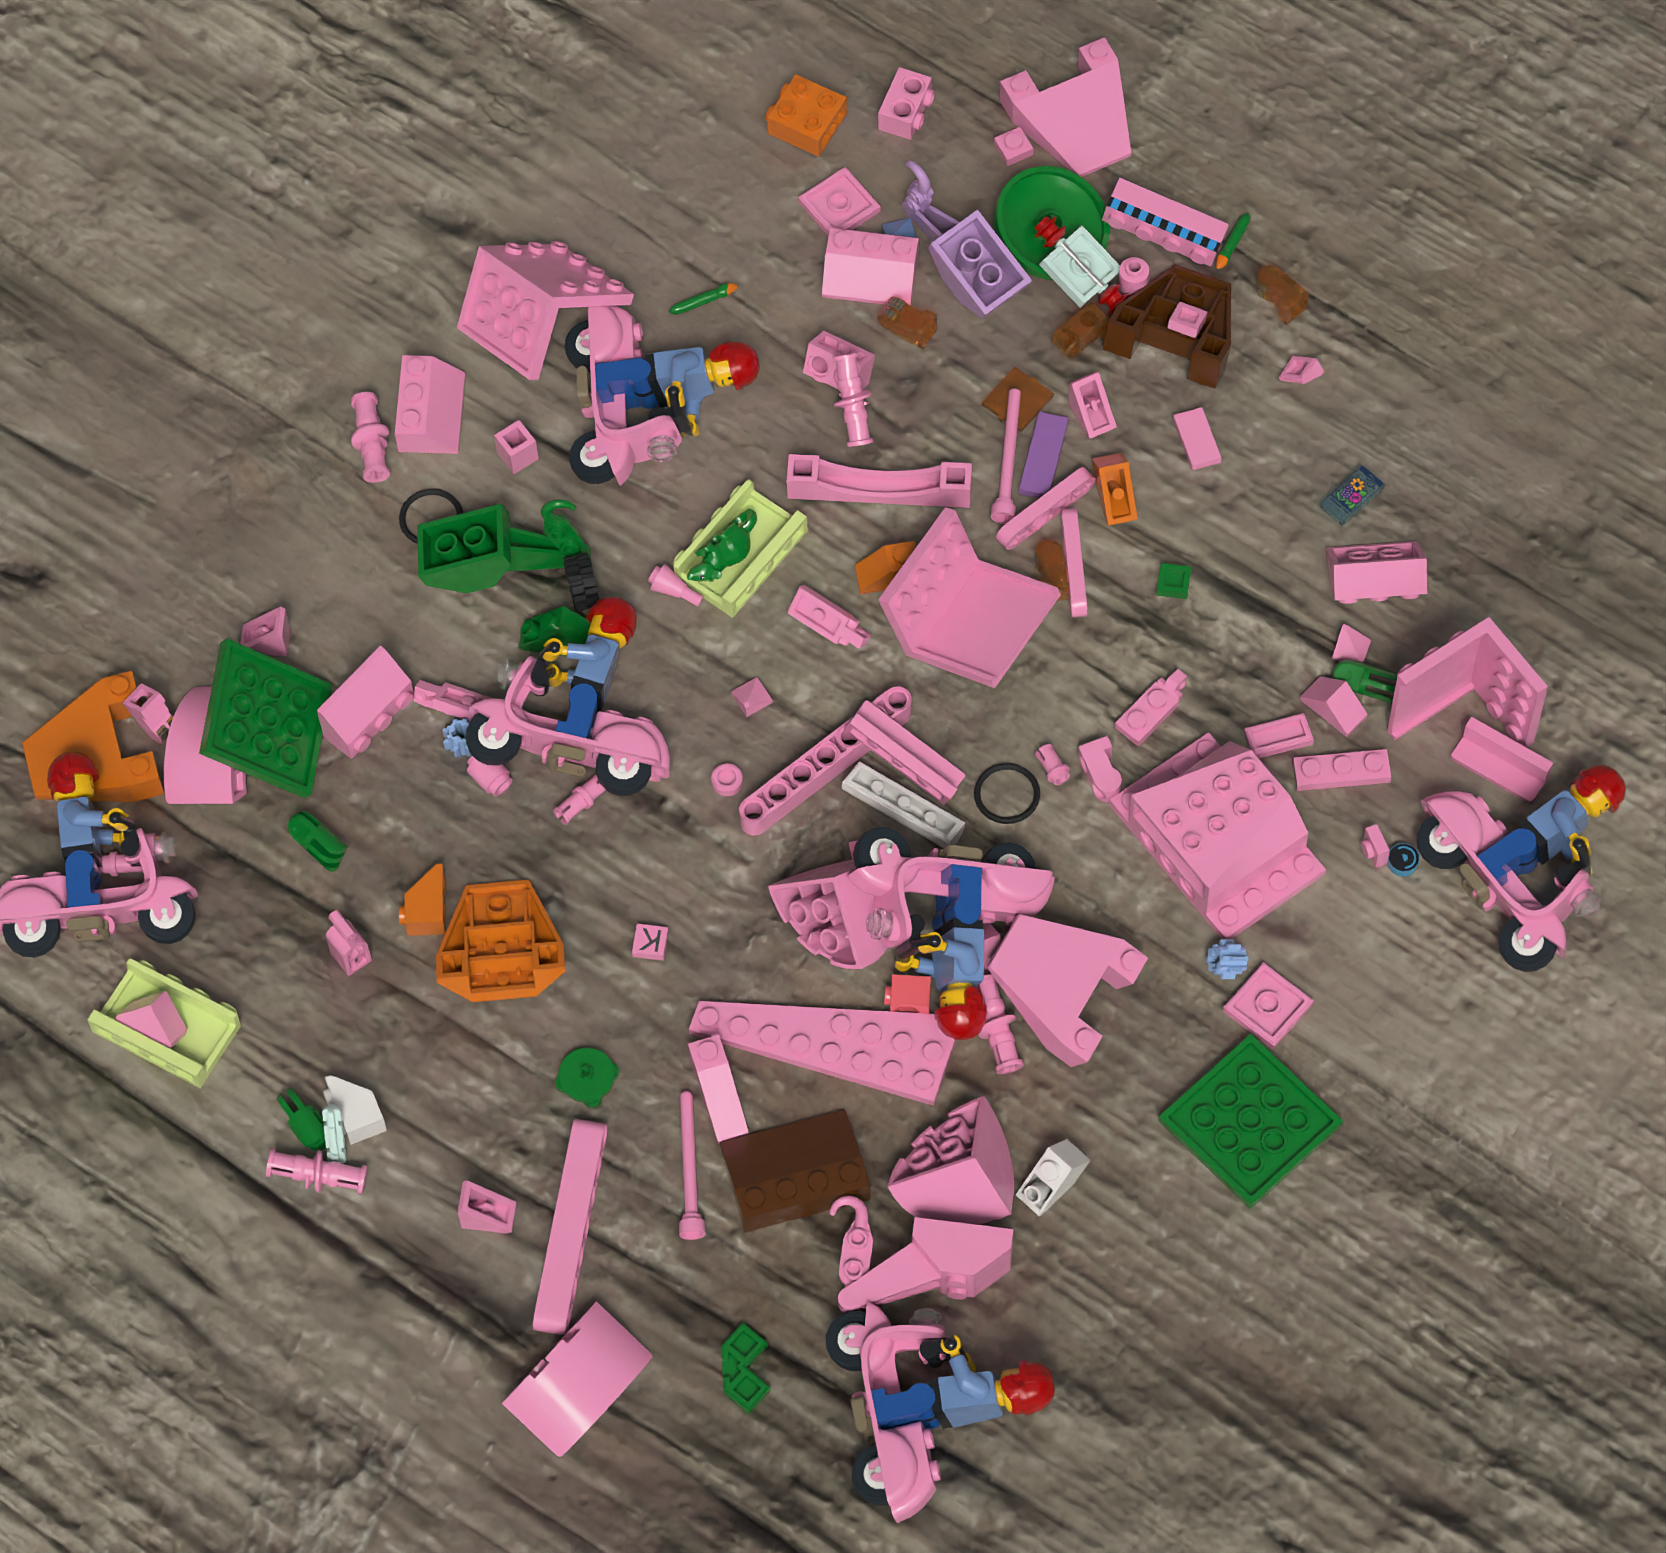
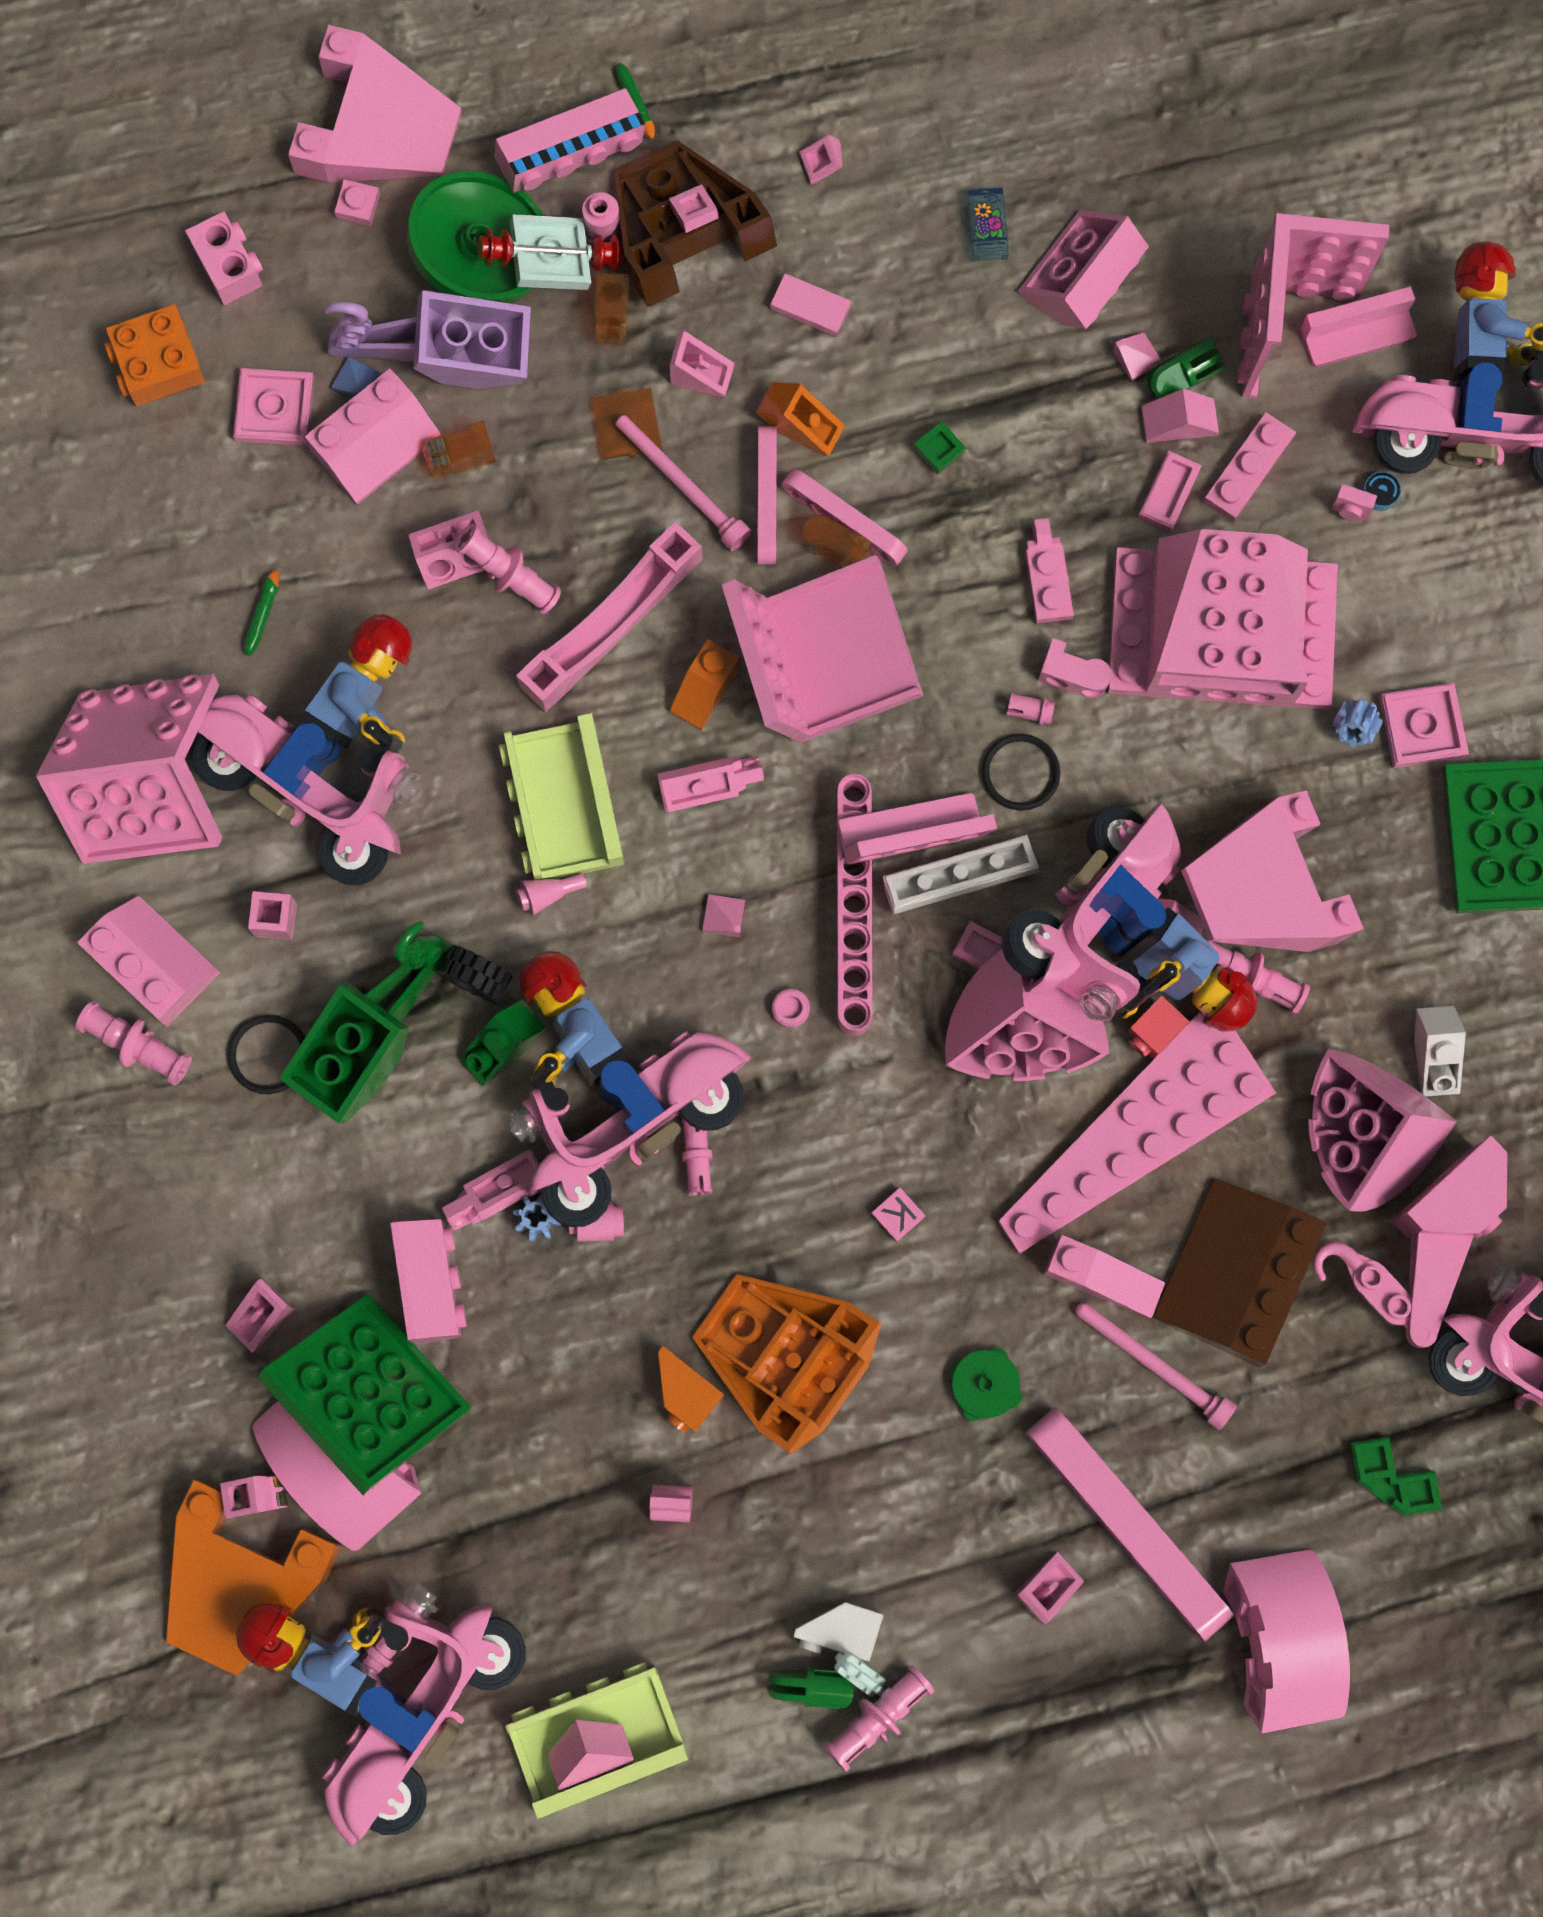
camera: 55 degrees left, 15 degrees up
(317, 840) = (526, 1440): green arm -> none
(726, 548) = (557, 811): green animal -> none
(1043, 455) = (707, 451): medium lavender tile -> none
(1282, 291) = (729, 105): clear orange leg -> none

